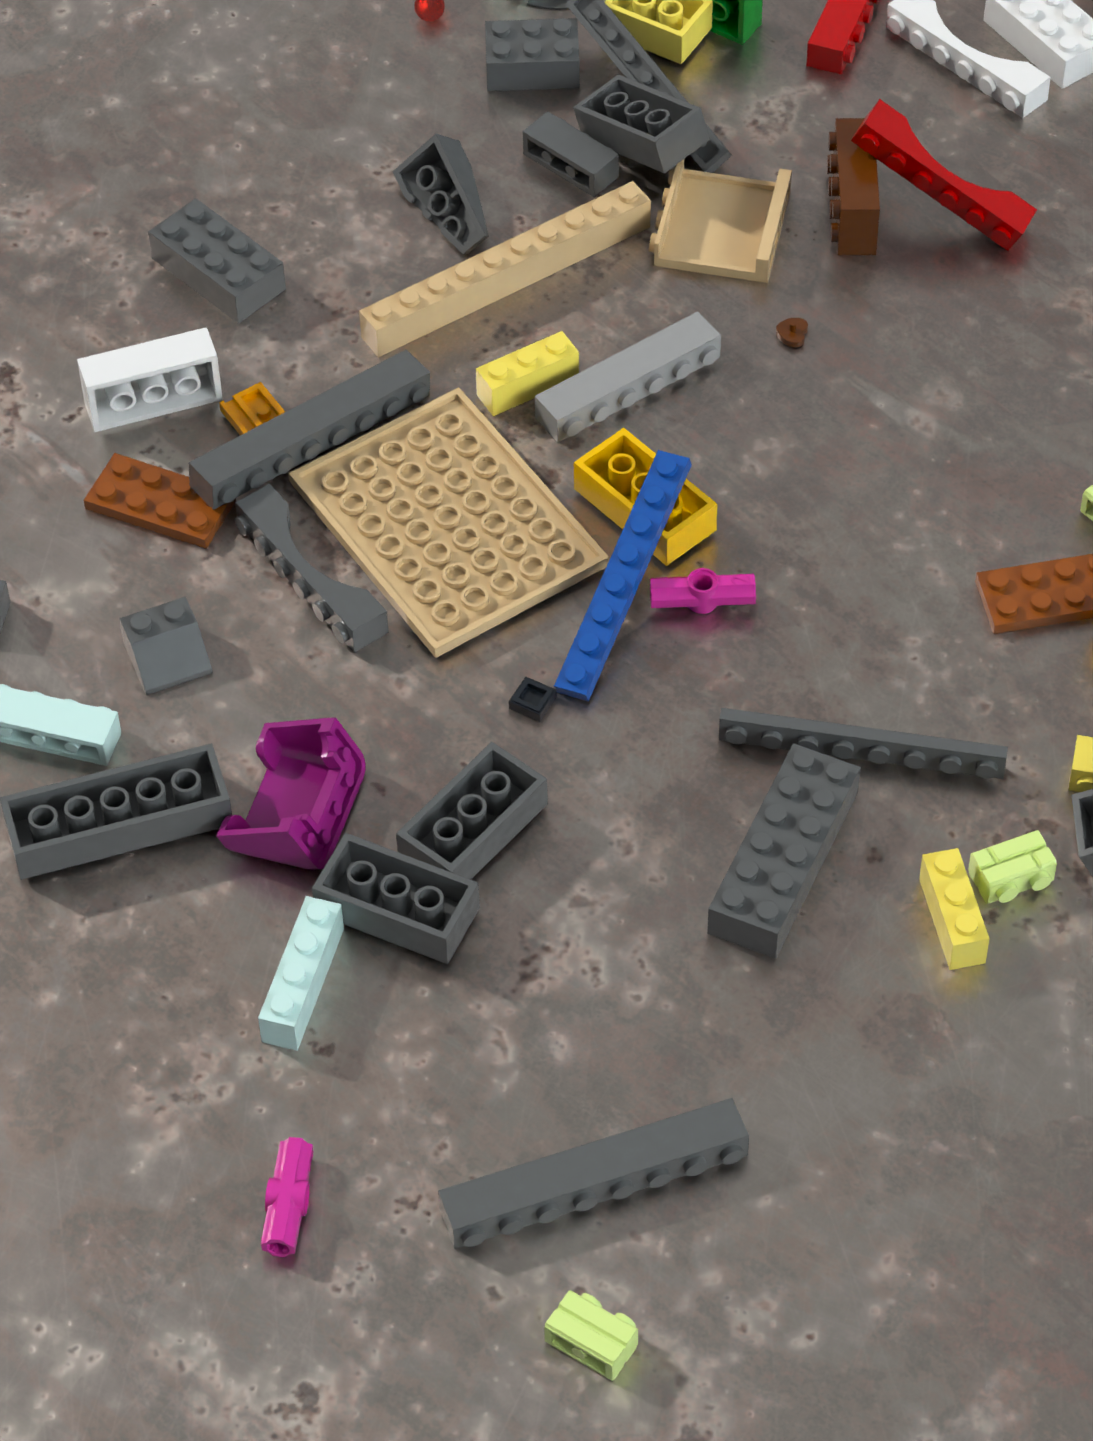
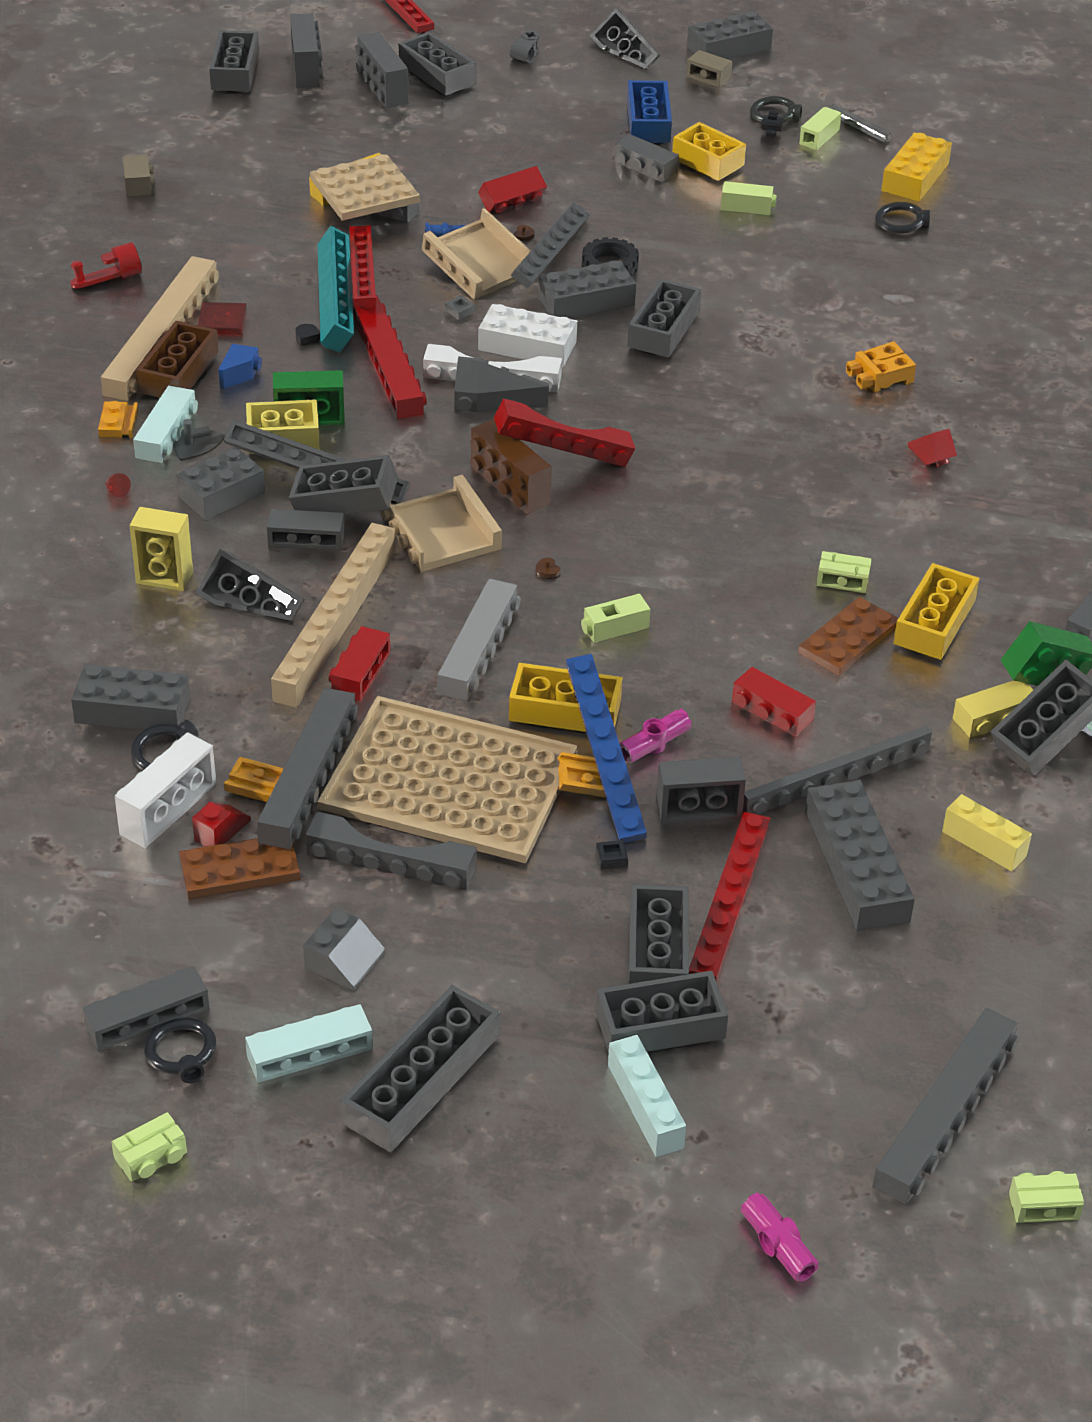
camera: 40 degrees left, 10 degrees down
(176, 441) = (217, 823): none -> red slope
(236, 324) = (162, 729): none -> black piece
(303, 795) = (526, 989): magenta windscreen -> none
(383, 103) = (161, 548): none -> light yellow brick
(479, 340) = (360, 662): none -> red brick
(526, 373) = (413, 666): light yellow brick -> none
(572, 588) = (579, 775): none -> light orange plate
(607, 816) = (730, 894): none -> red plate
(677, 678) = (700, 790): none -> dark grey brick
(800, 431) = (616, 618): none -> yellowish green brick
(875, 623) = (773, 701): none -> red brick
(929, 77) = (483, 387): none -> dark grey wedge
(1012, 867) = (995, 788): yellowish green brick -> none

